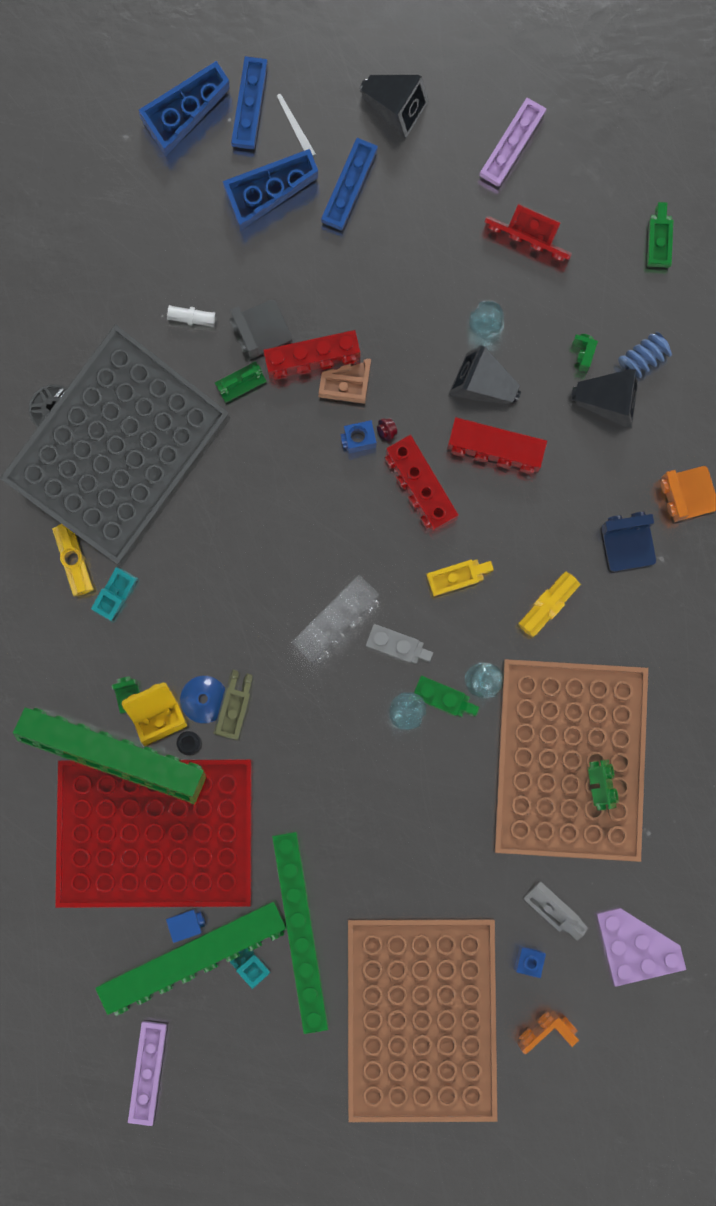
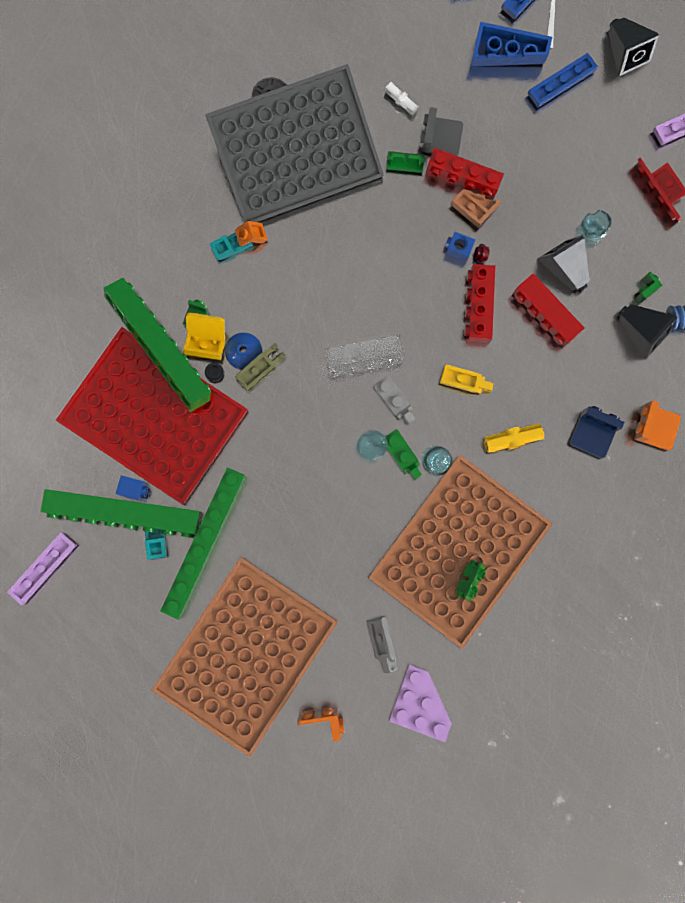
camera: 25 degrees right, 0 degrees up
(77, 573) = (216, 214): yellow piece -> none
(128, 568) = (251, 232): none -> orange bracket
(529, 961) = (342, 665): blue brick -> none

